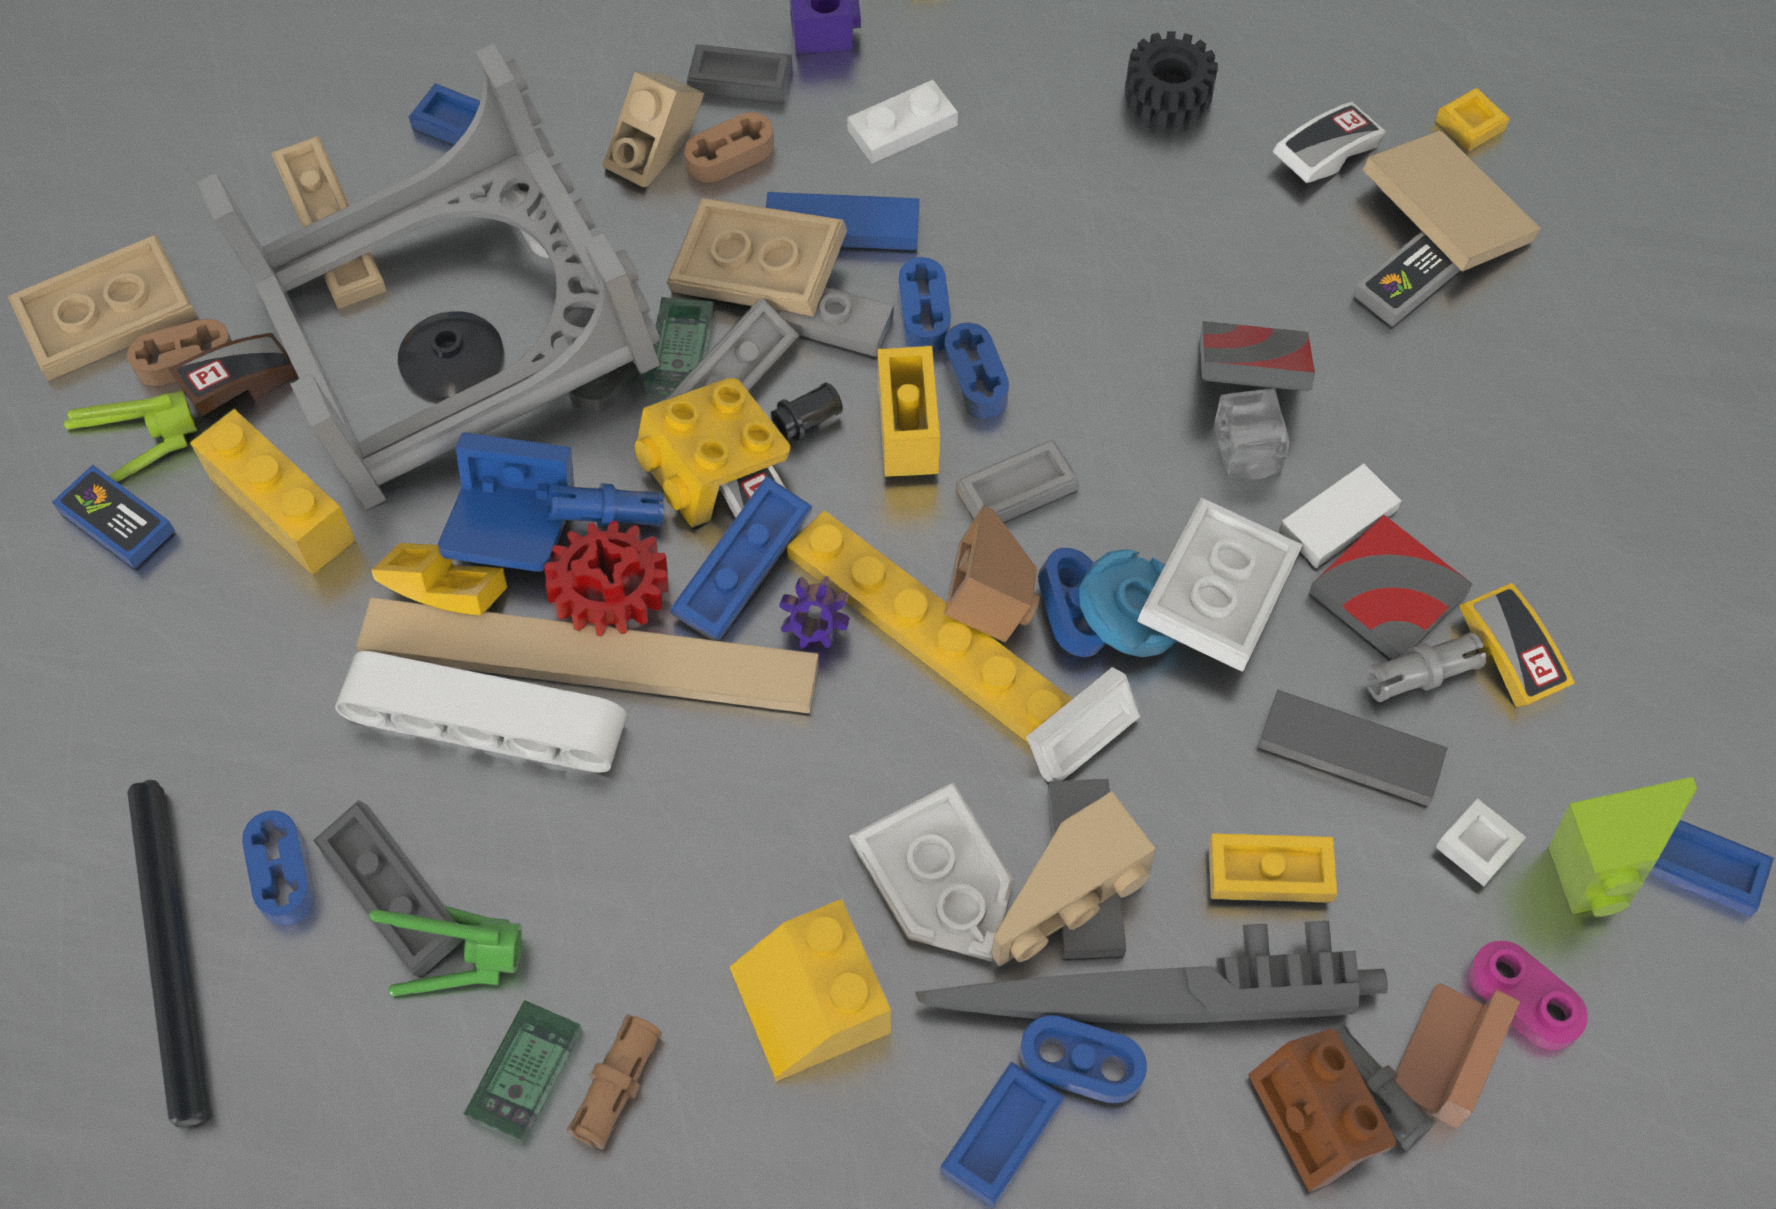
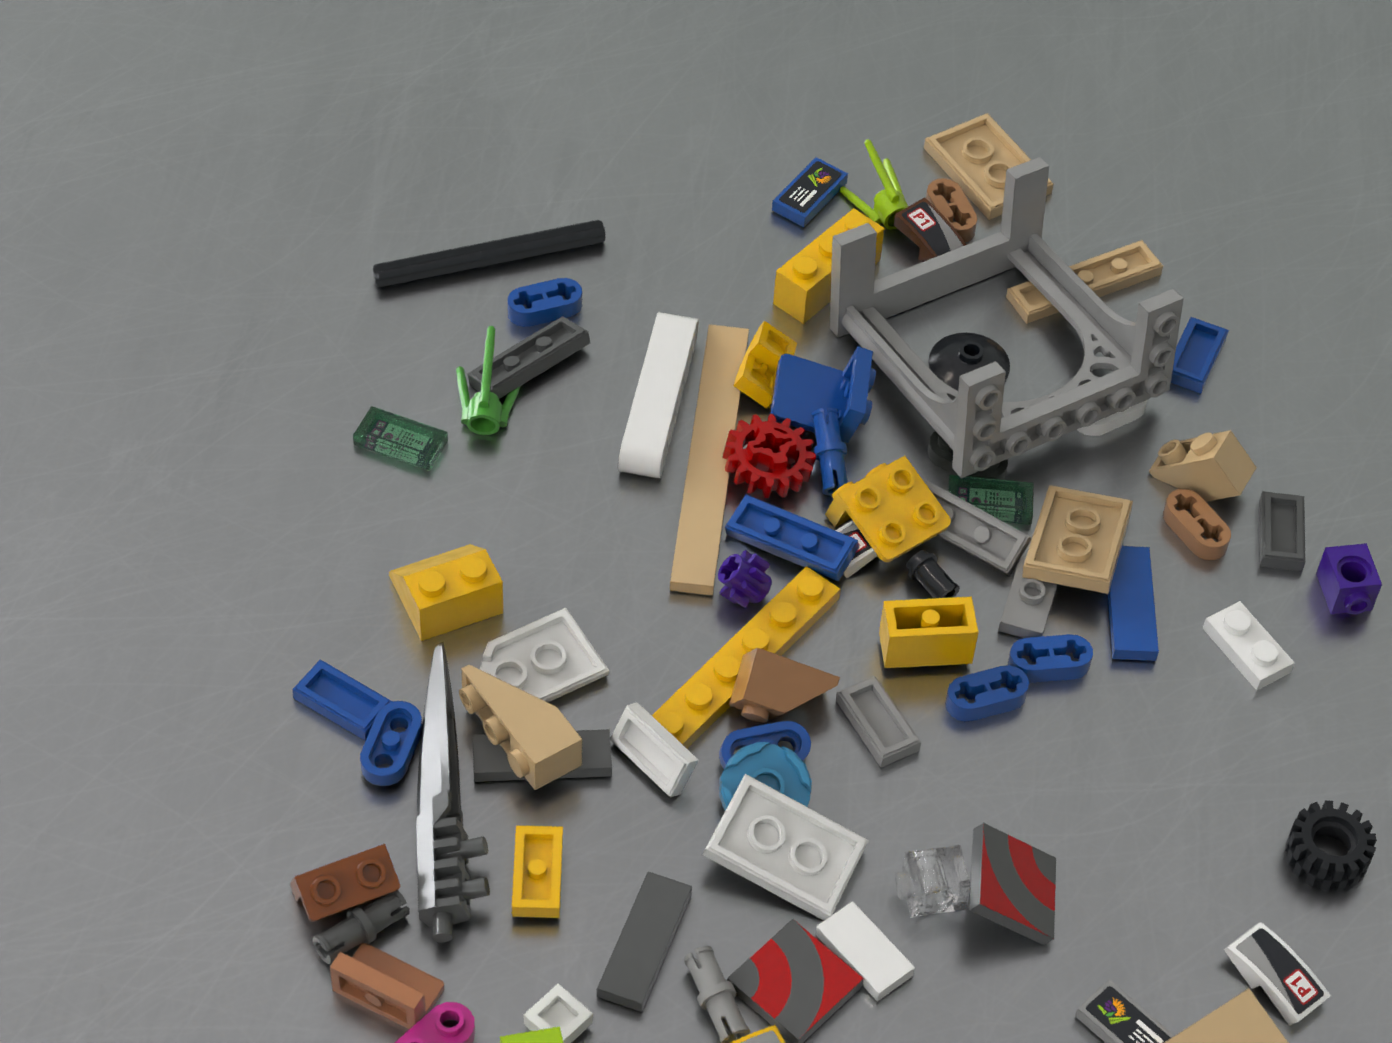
camera: 85 degrees right, 10 degrees down
(614, 1081) = (389, 482): medium nougat pin -> none

